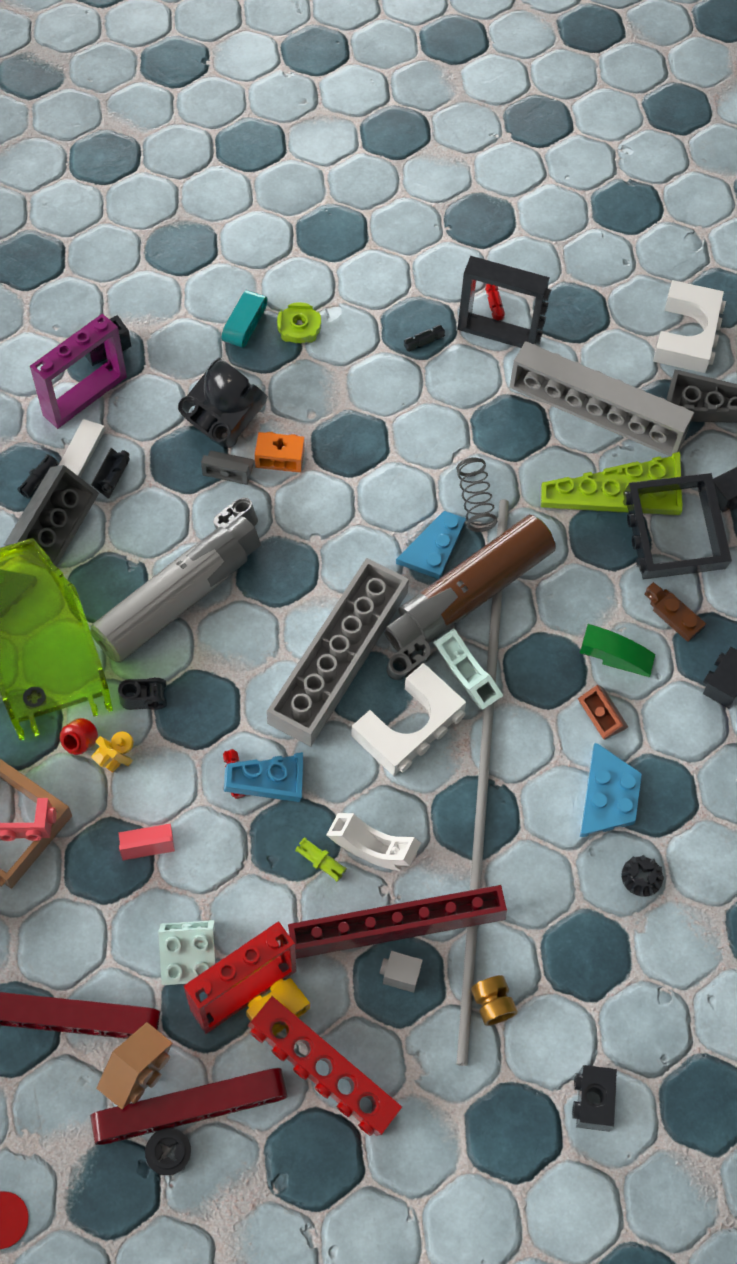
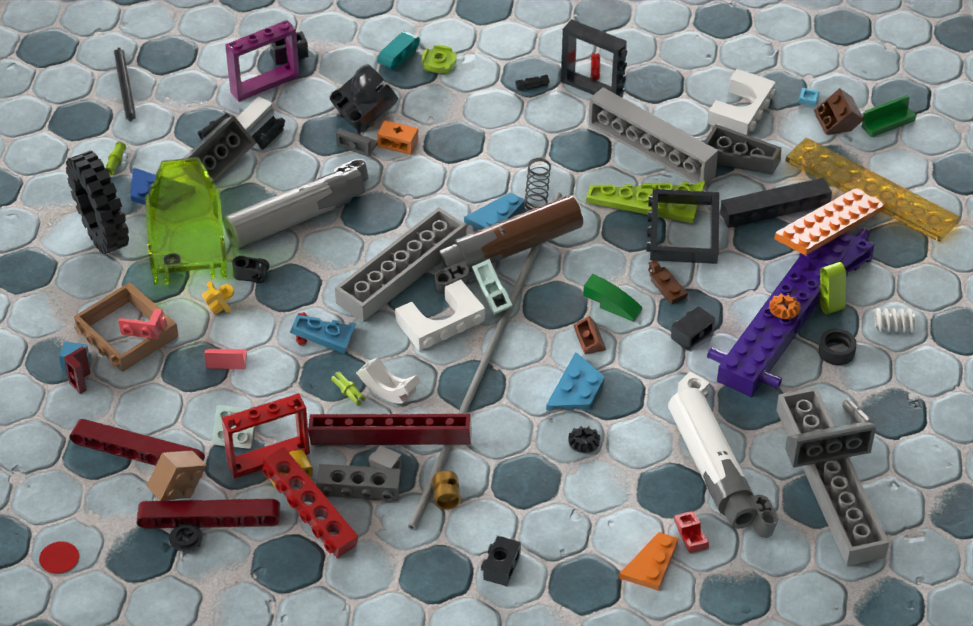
camera: 15 degrees right, 15 degrees down
(78, 736) = (195, 285): red head -> none
(360, 1004) = (359, 482): none -> dark grey brick

